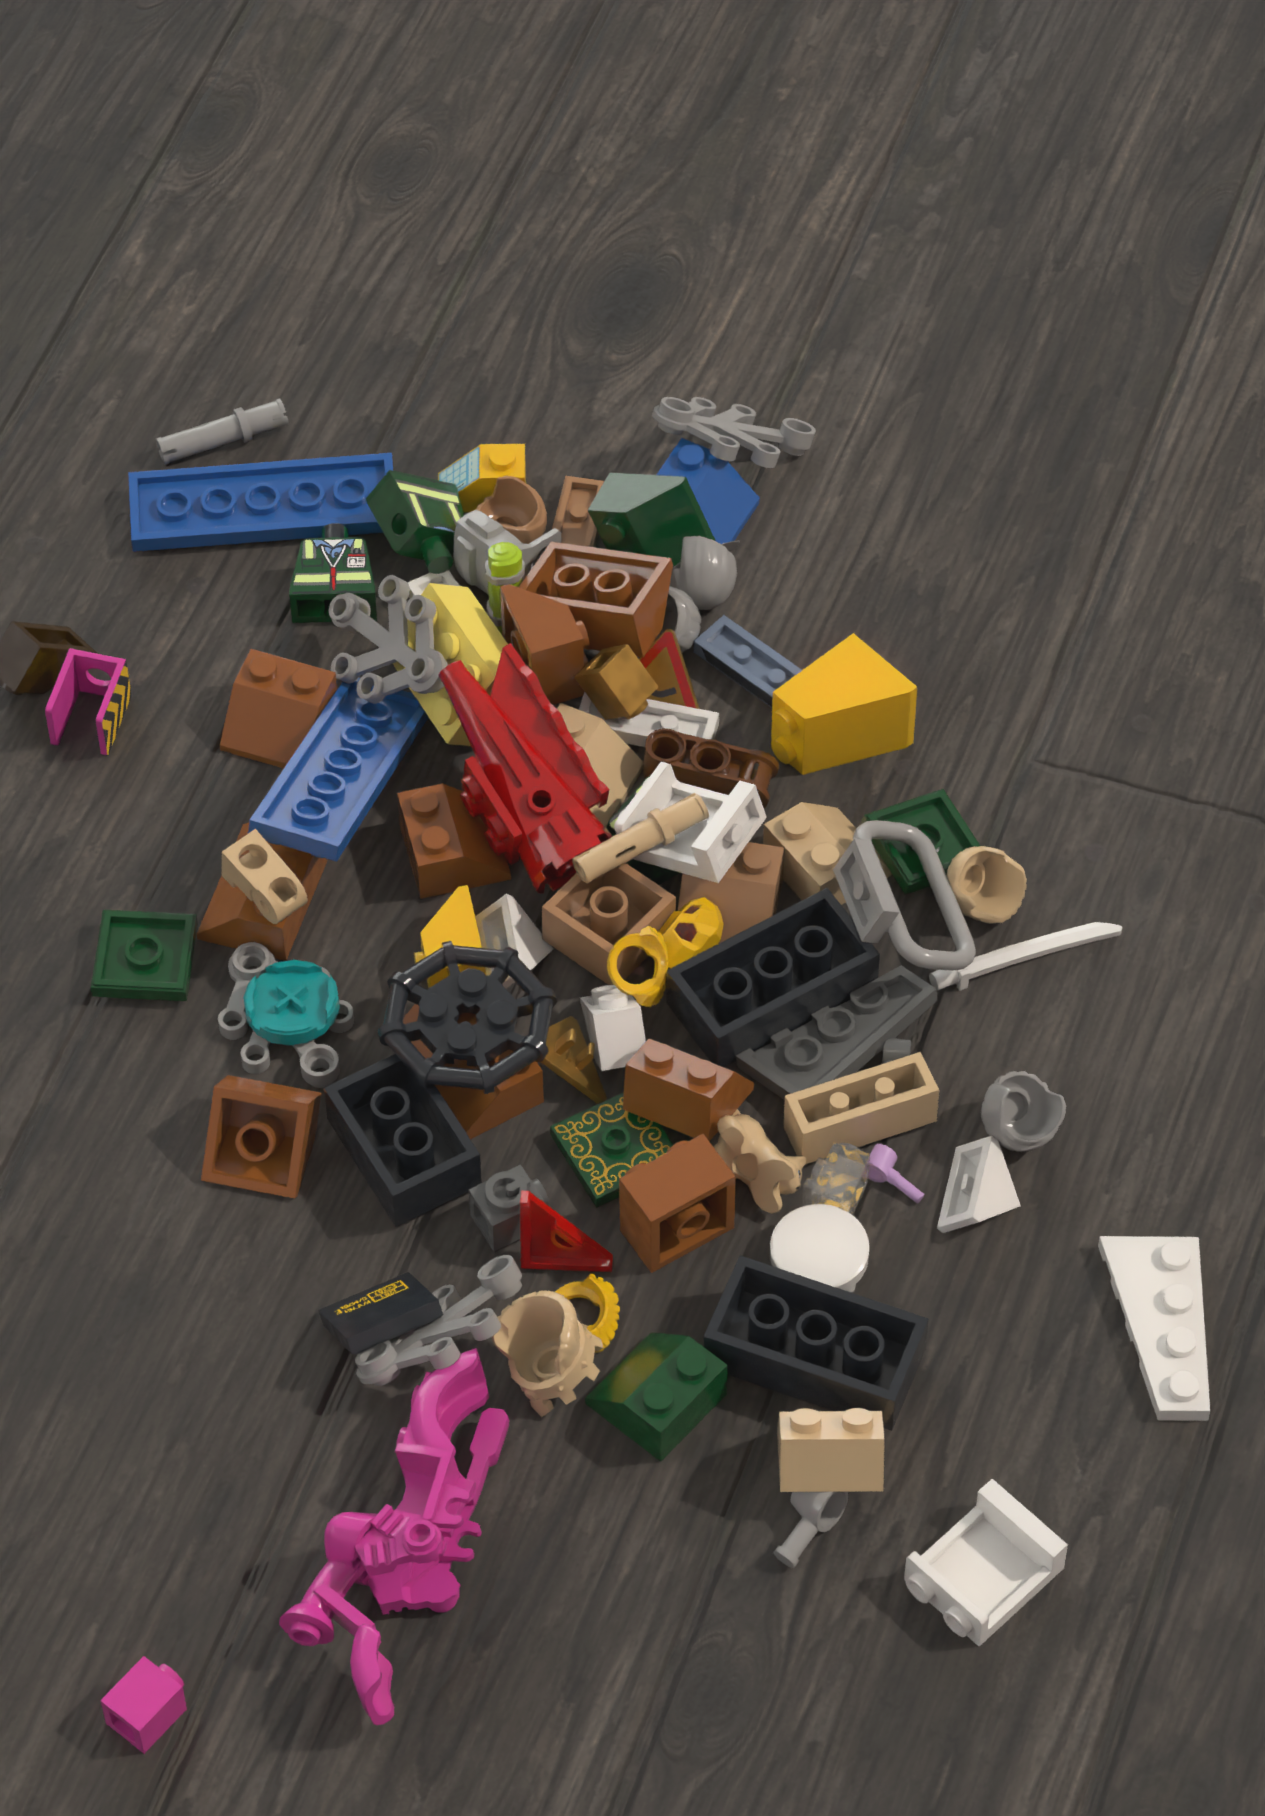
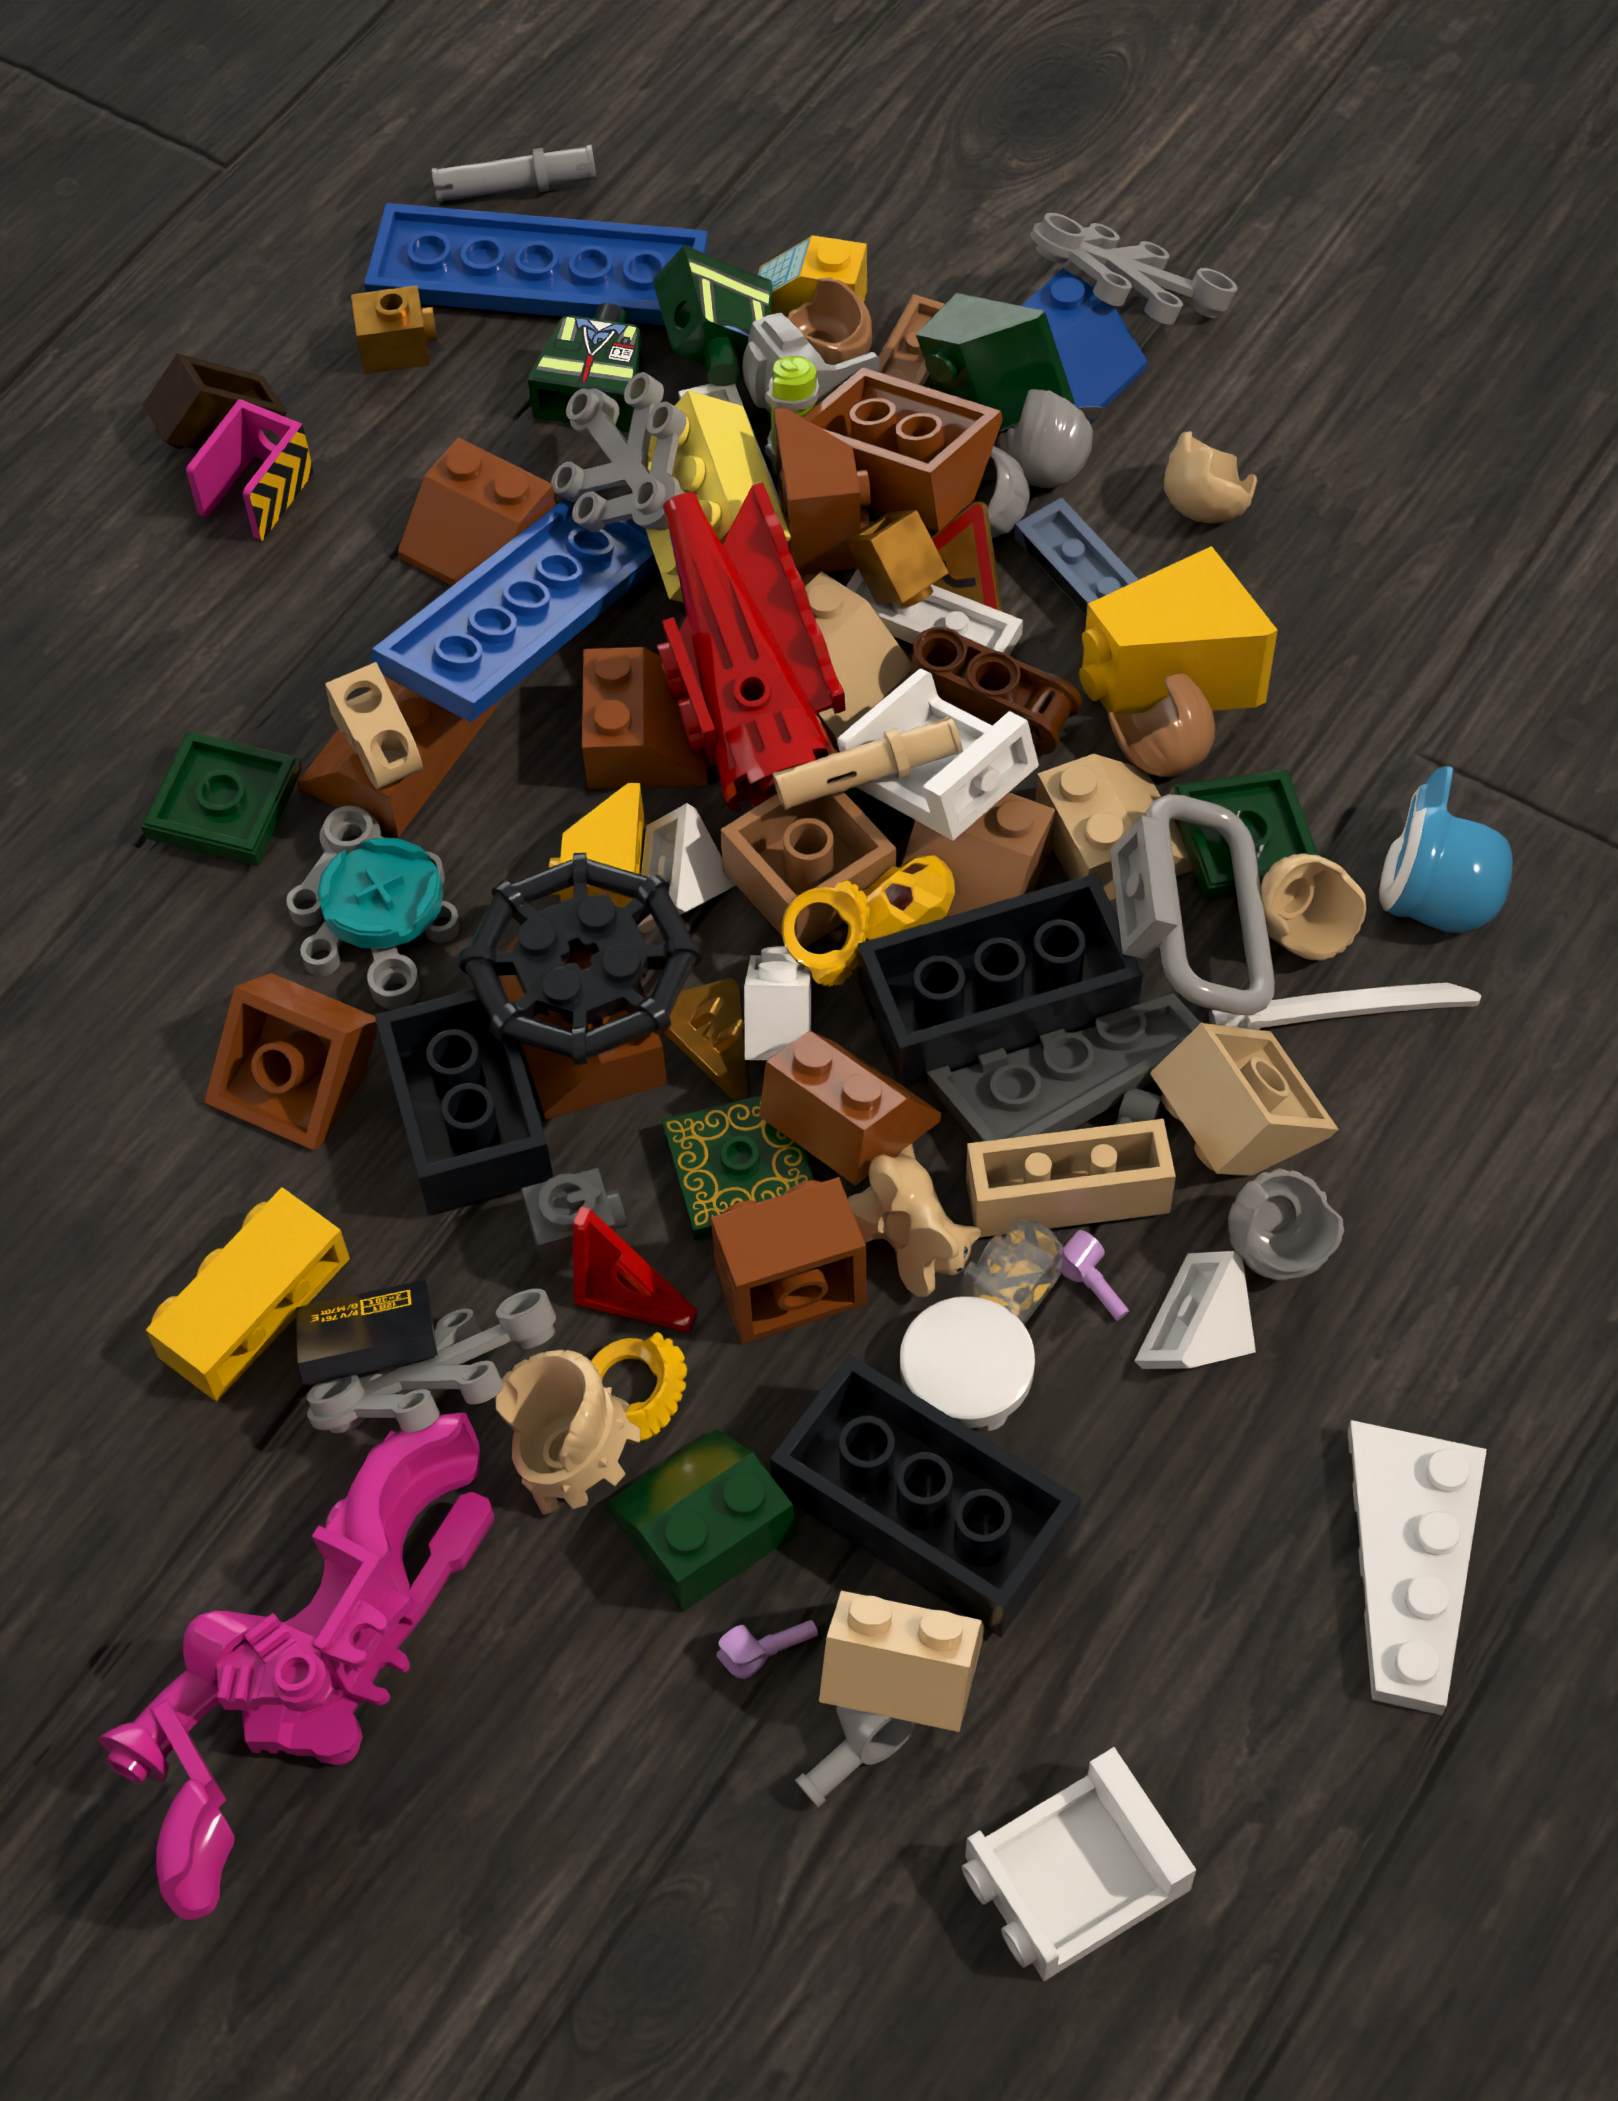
camera: 15 degrees right, 5 degrees up
(164, 572) = (393, 329): none -> pearl gold brick
(281, 1305) = (247, 1293): none -> yellow brick
(715, 1478) = (746, 1655): none -> lavender hand
(829, 586) = (1206, 482): none -> tan hair
(851, 778) = (1171, 734): none -> medium nougat hair
(967, 1031) = (1240, 1099): none -> tan slope
(1074, 837) = (1445, 866): none -> dark azure piece

